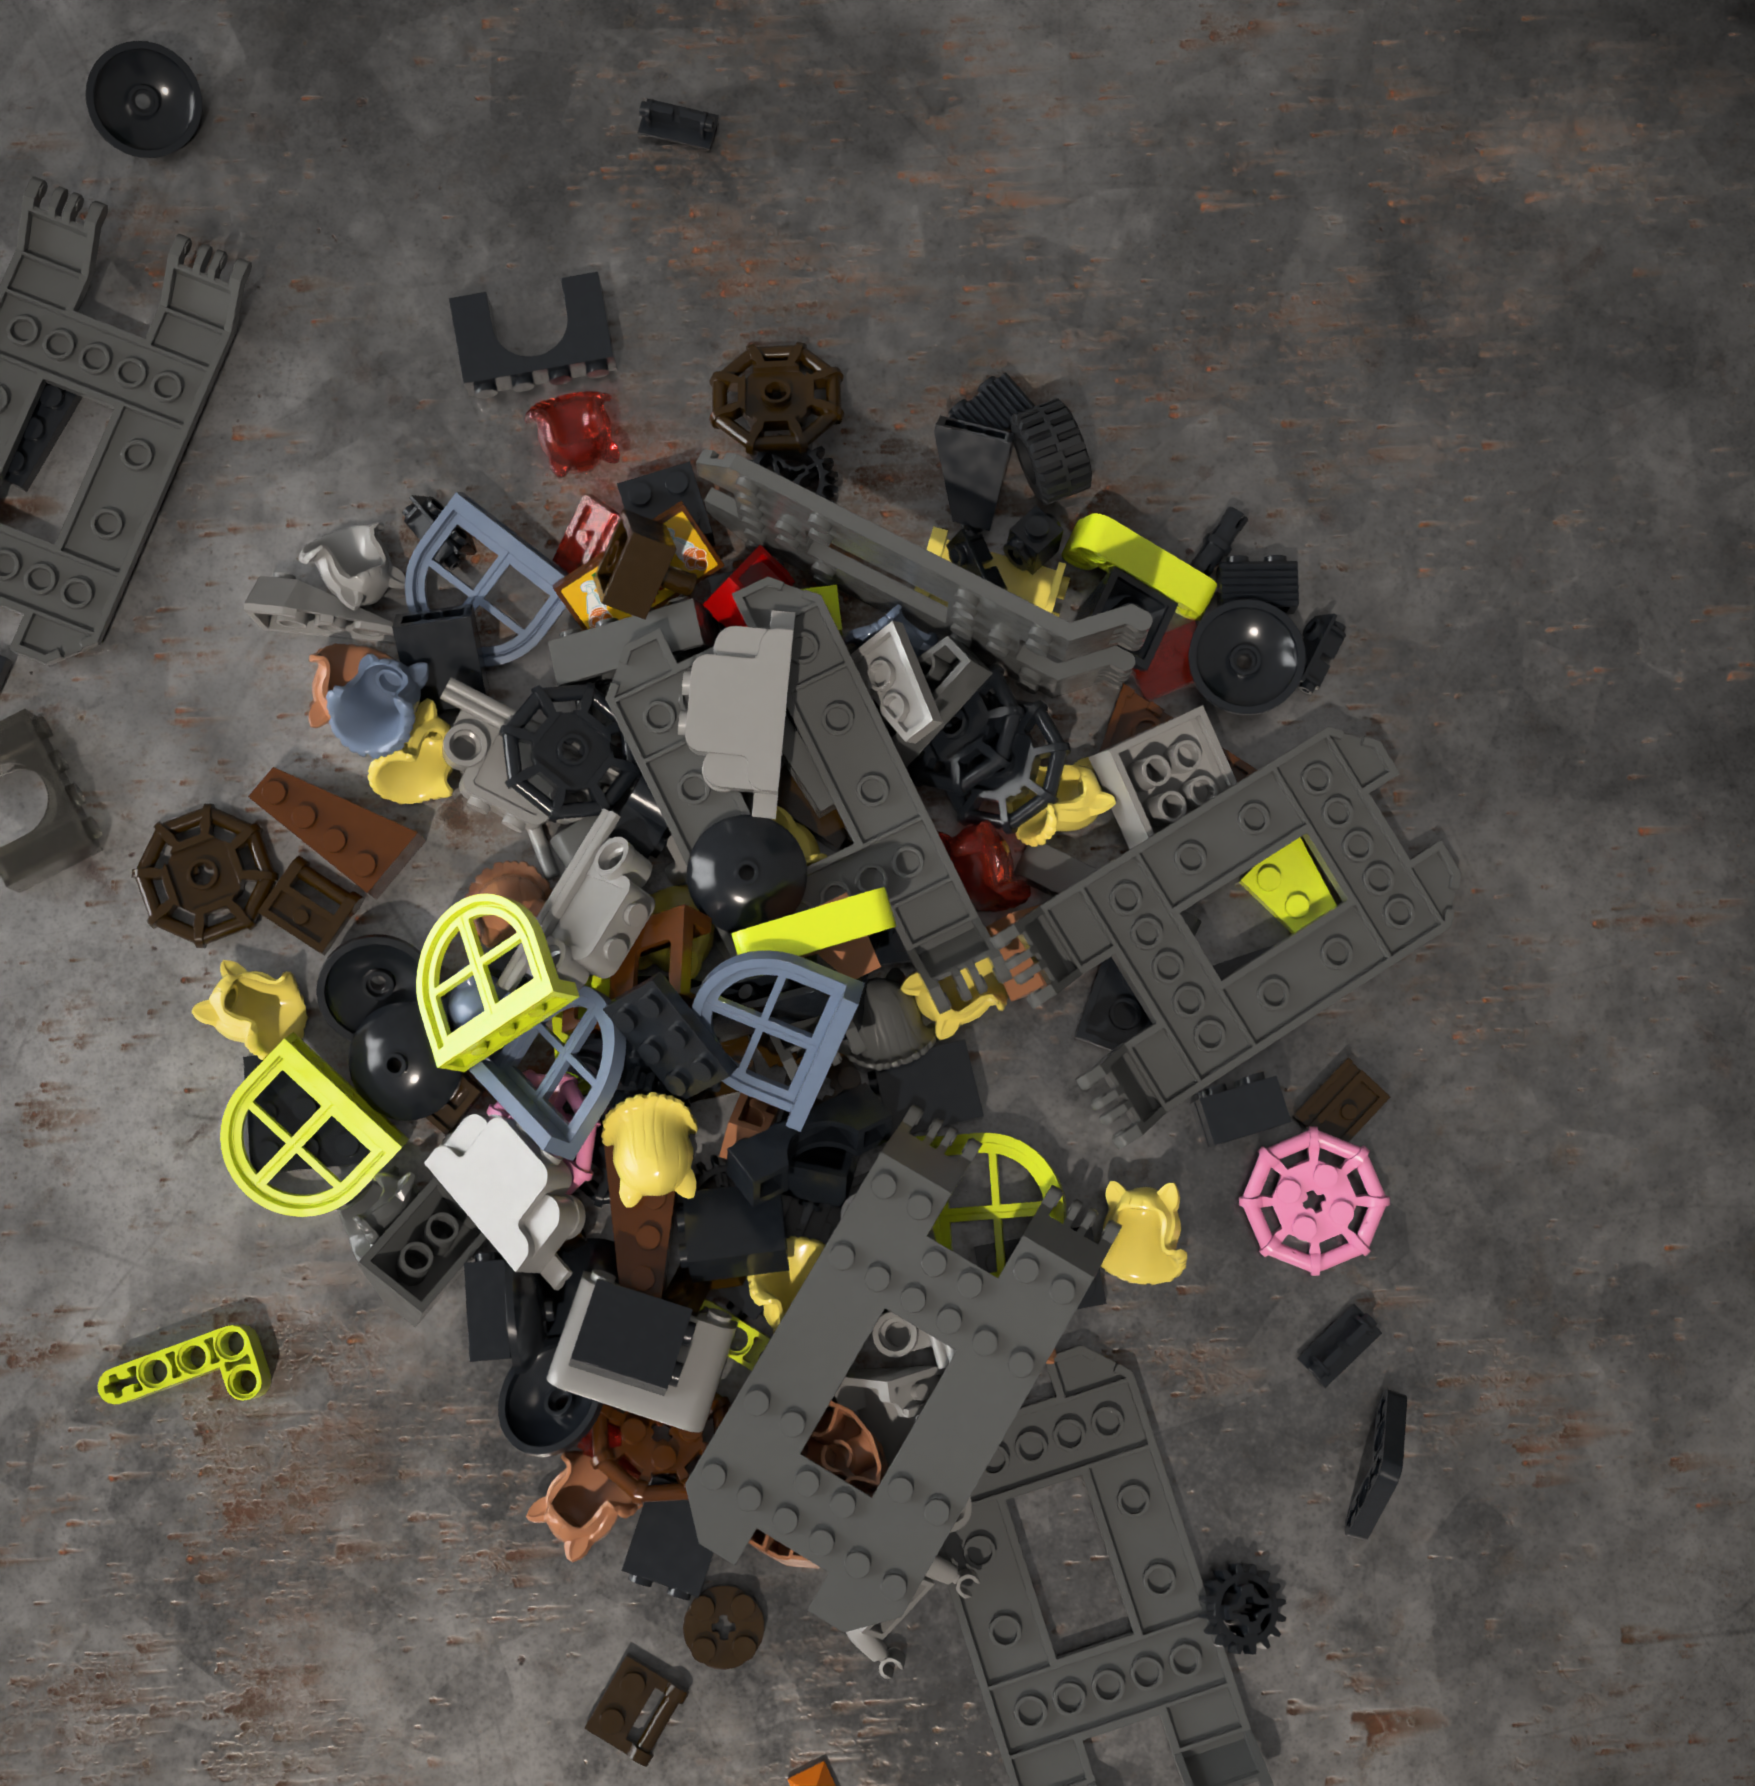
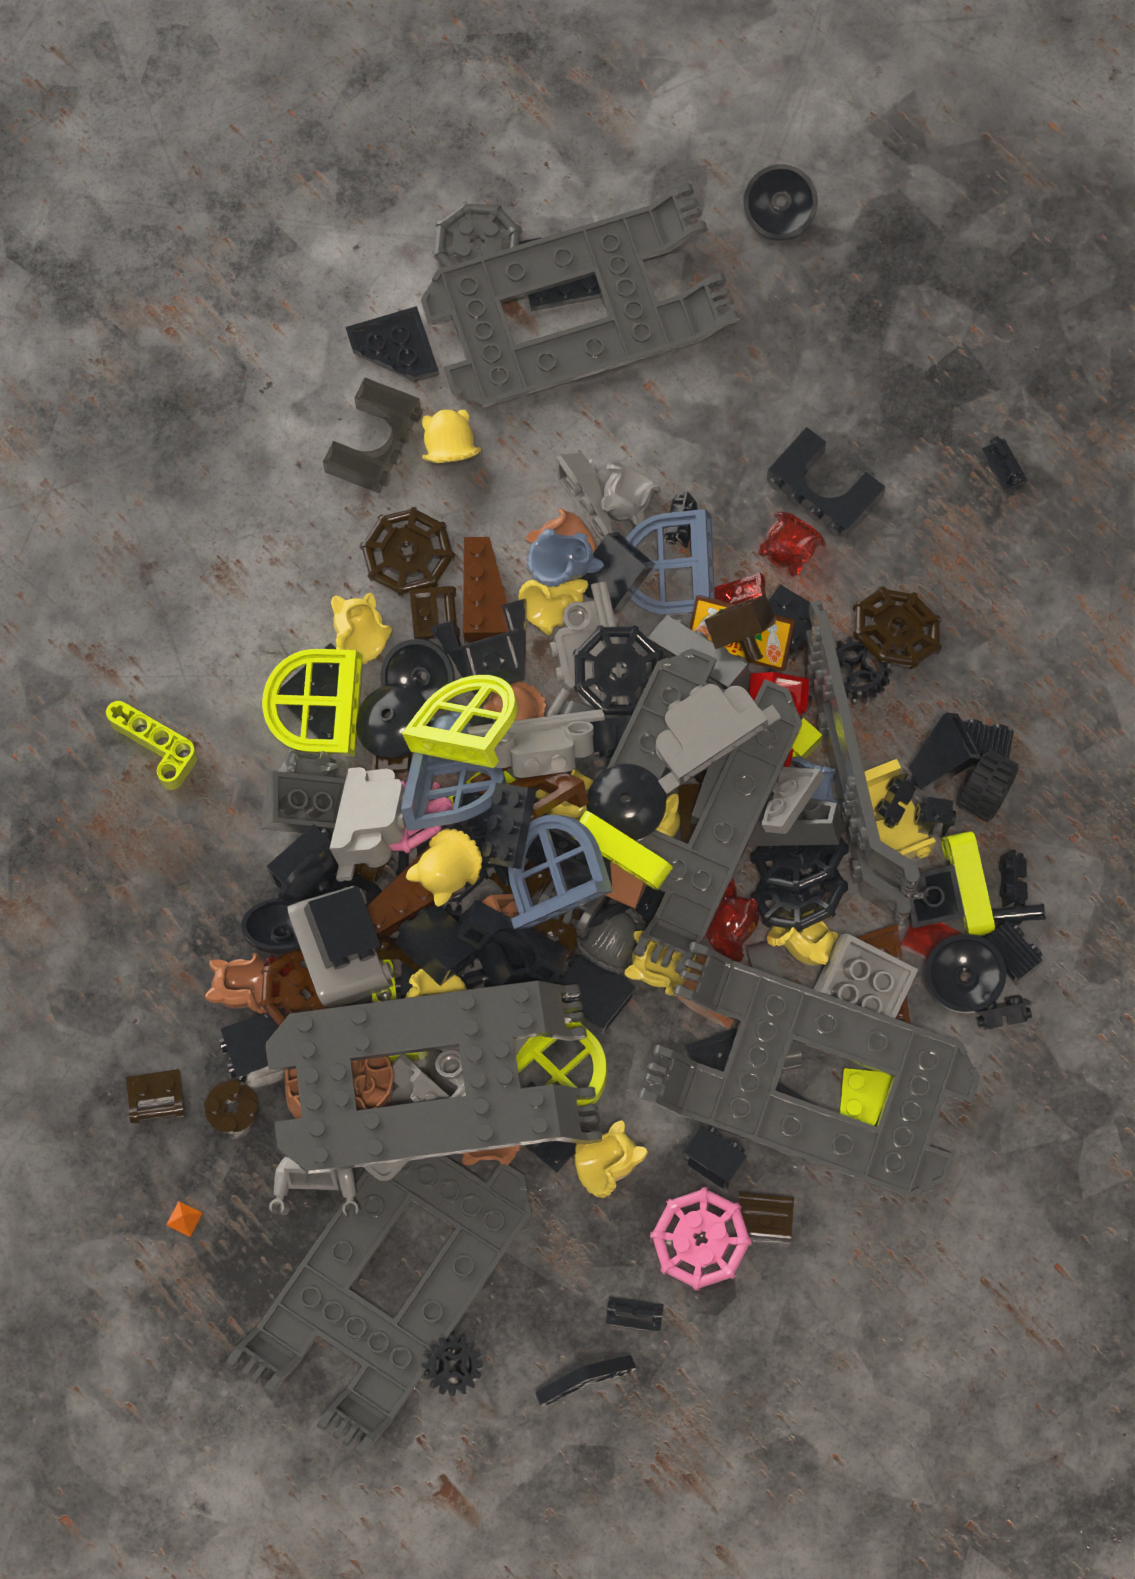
camera: 55 degrees right, 10 degrees down
(104, 714) = (448, 437): none -> light yellow hair
(426, 884) = (494, 656): none -> black wing
(1158, 508) = (1013, 866): none -> black hinge

